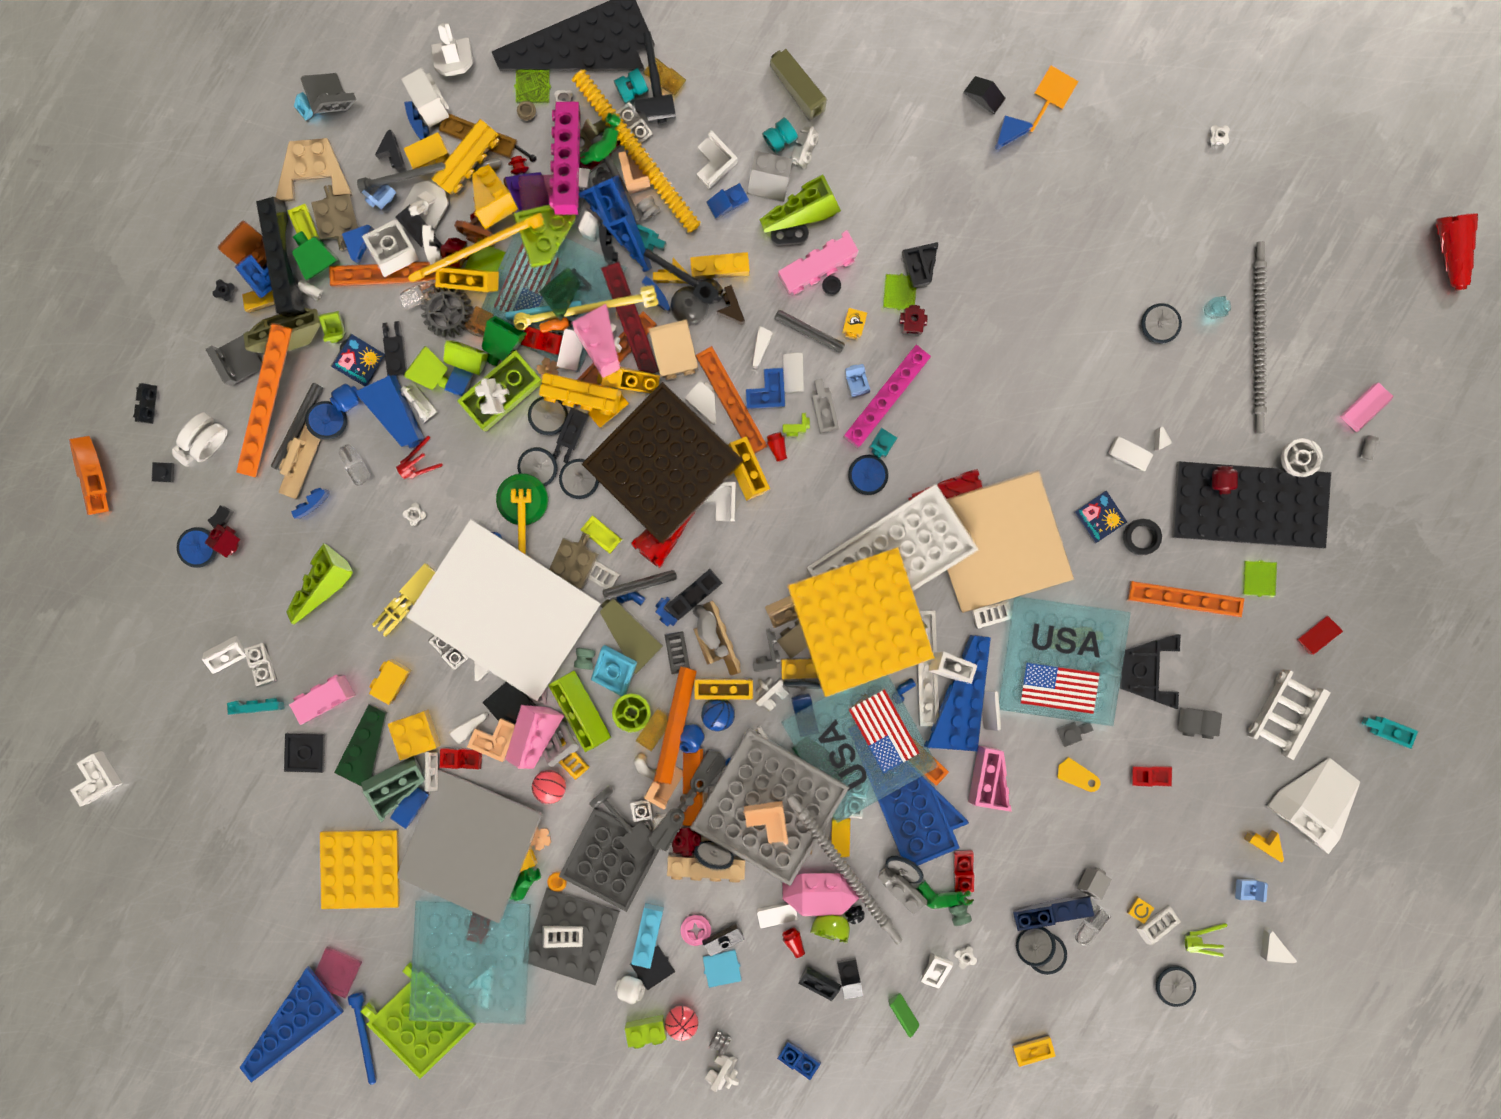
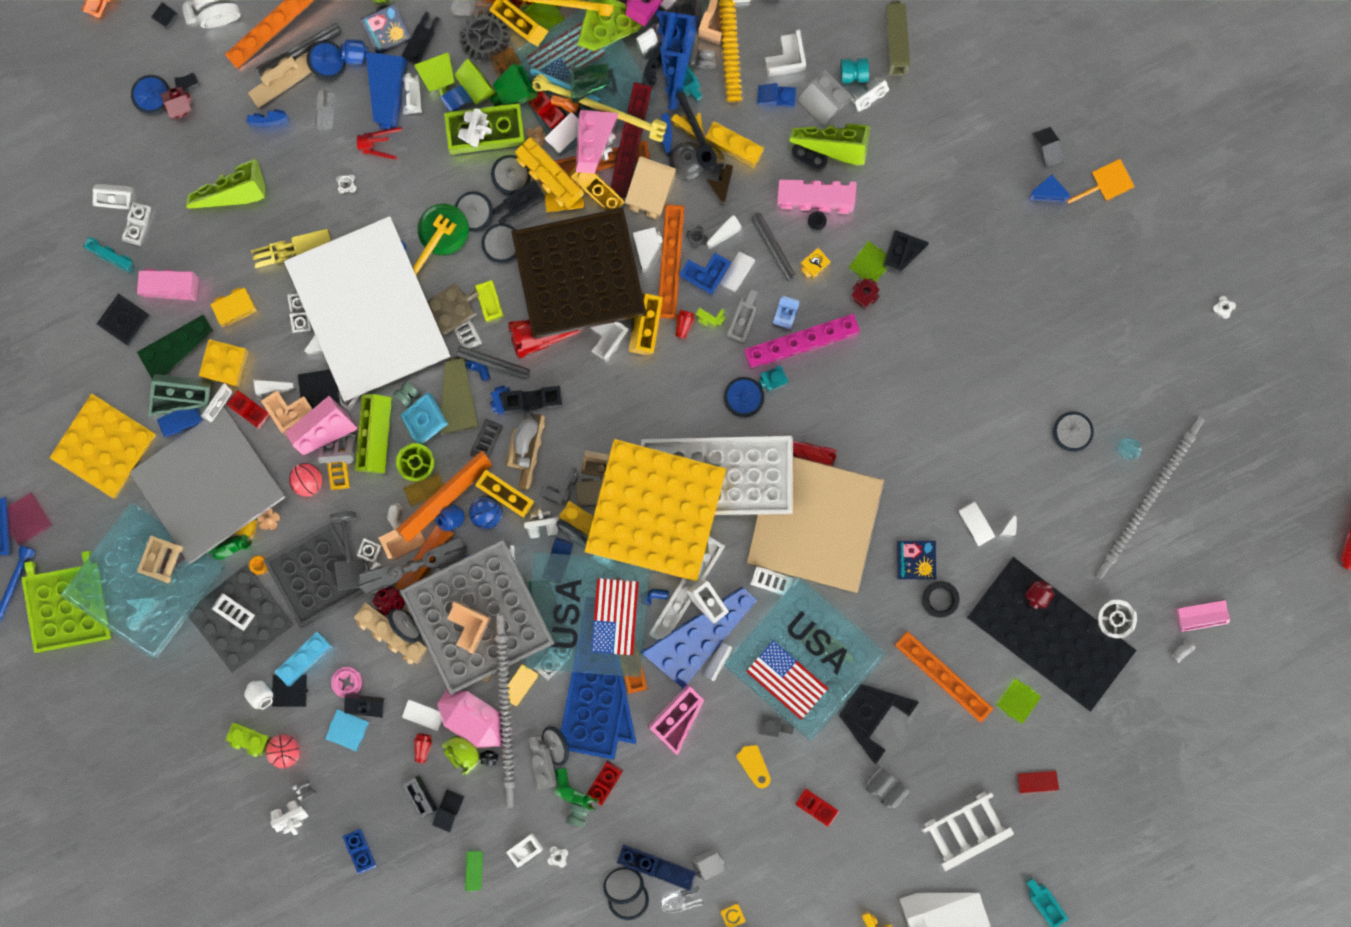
camera: 35 degrees right, 5 degrees down
(466, 937) = (154, 557): none -> tan plate
(739, 360) = (696, 241): none -> dark grey plate

